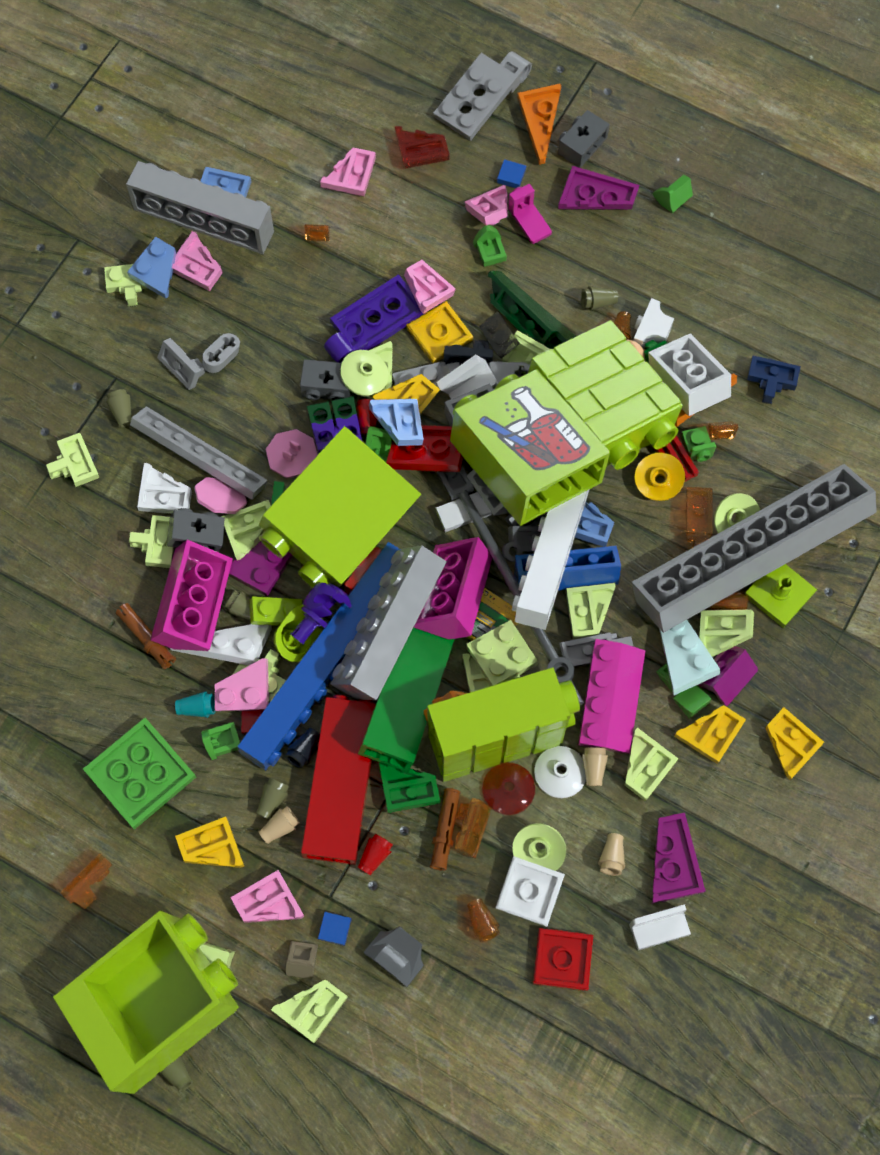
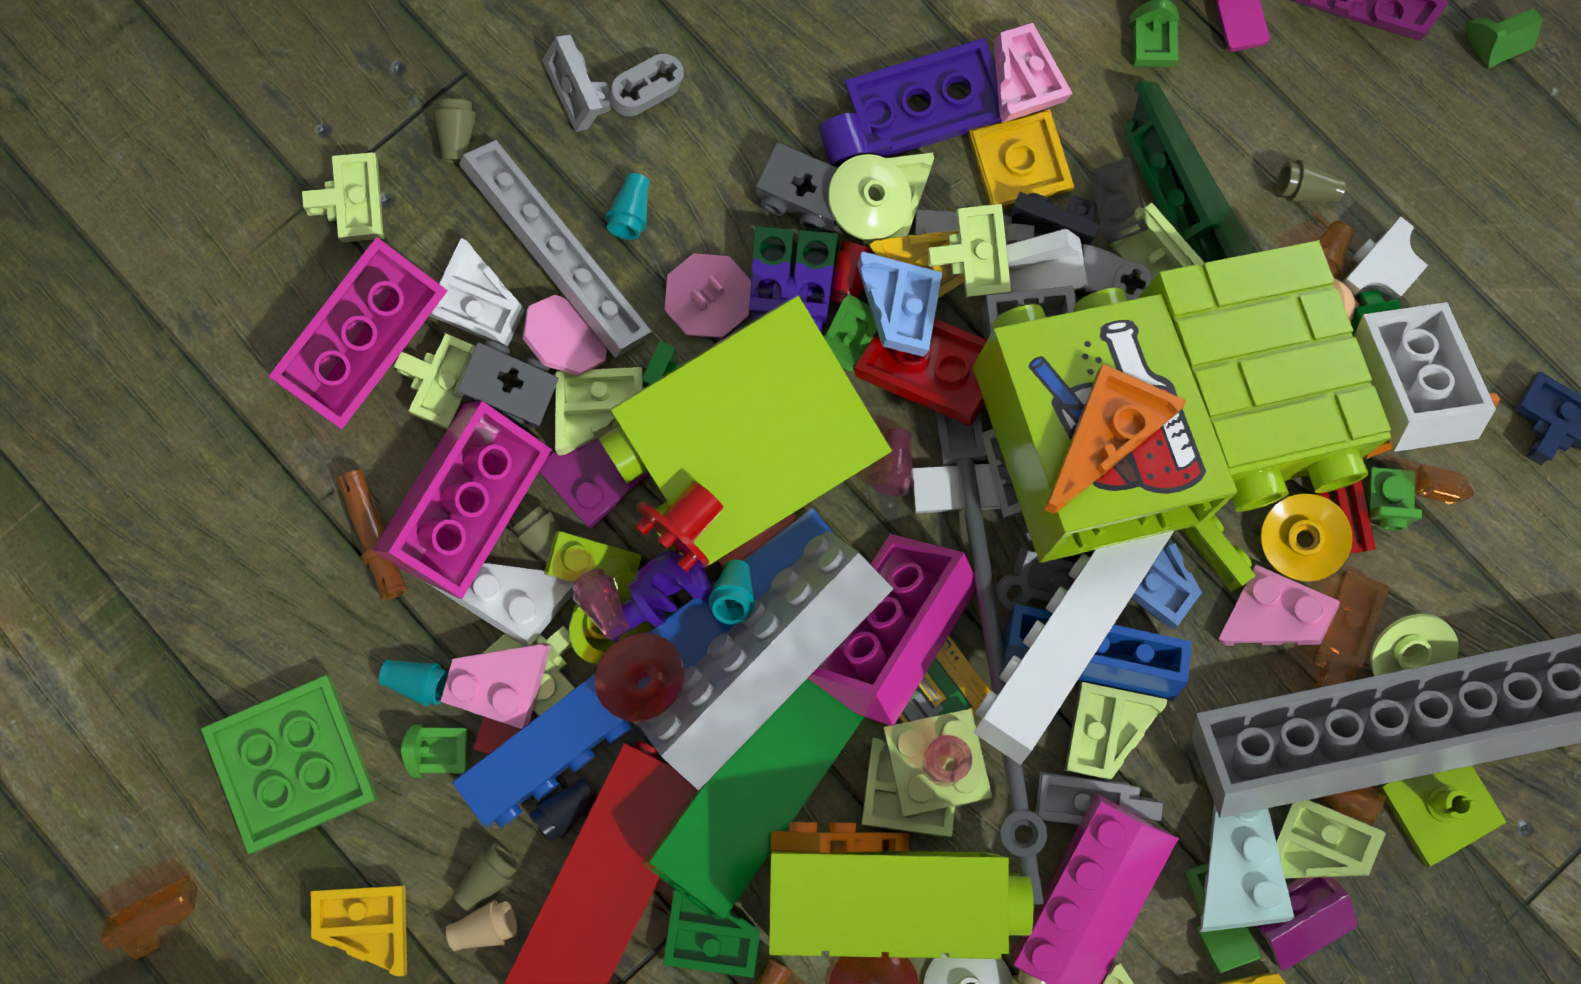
camera: 20 degrees right, 10 degrees up
(103, 529) = (358, 333): none -> dark pink slope
(233, 422) = (629, 209): none -> teal cone
(288, 621) = (600, 602): none -> clear pink cone
(320, 646) = (627, 664): none -> clear red dish
(321, 562) = (683, 523): none -> red piece
(360, 595) = (733, 593): none -> teal cone
(425, 509) = (895, 470): none -> clear pink cone
(431, 381) = (977, 251): none -> yellowish green hinge
(506, 644) = (957, 751): none -> brick
(532, 436) = (1112, 424): none -> orange wing
(614, 498) = (1227, 561): none -> lime plate
(658, 519) = (1278, 612): none -> bright pink wing

